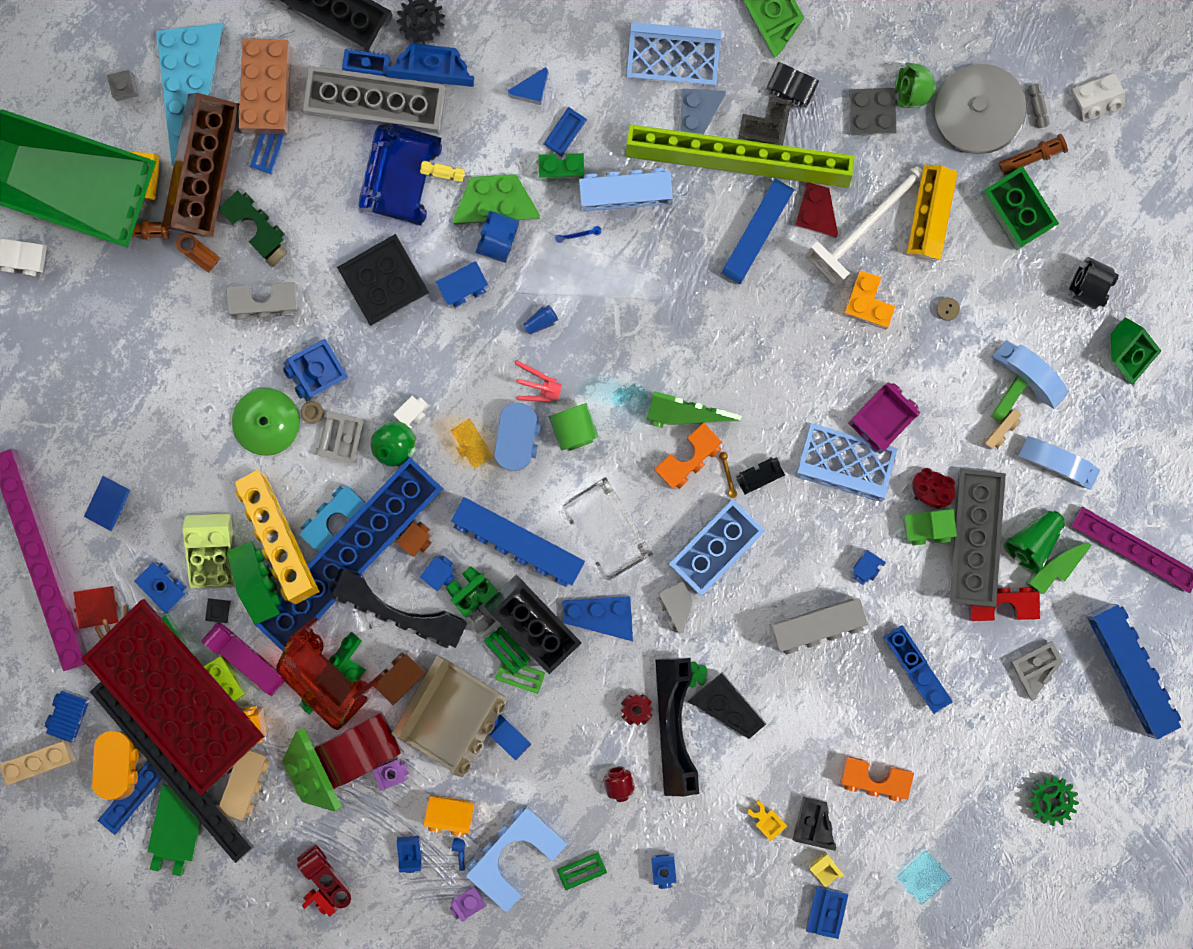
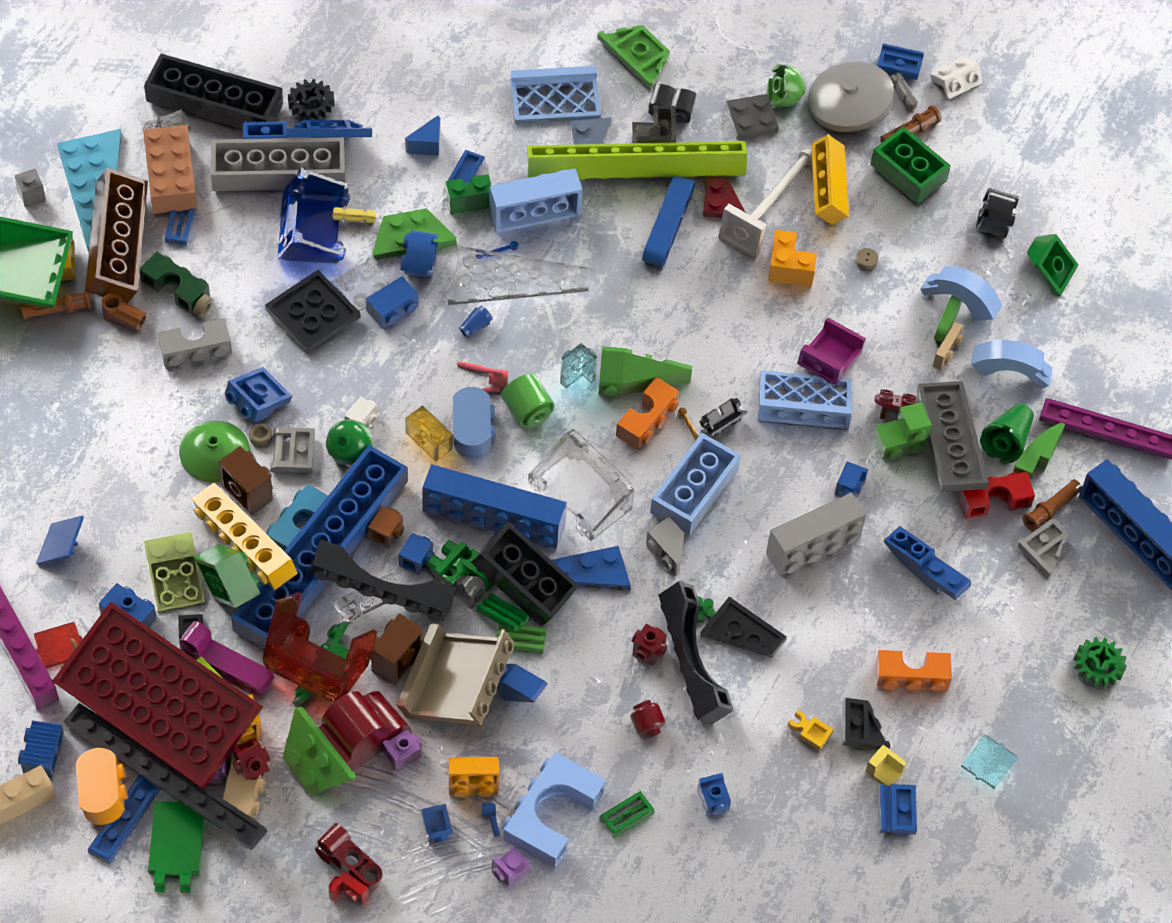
camera: 20 degrees left, 30 degrees down
(248, 776) = (250, 759): none -> dark red brick
(288, 471) = (246, 480): none -> reddish brown brick
(1044, 68) = (900, 60): none -> blue plate
(1048, 629) = (1045, 510): none -> dark orange pin

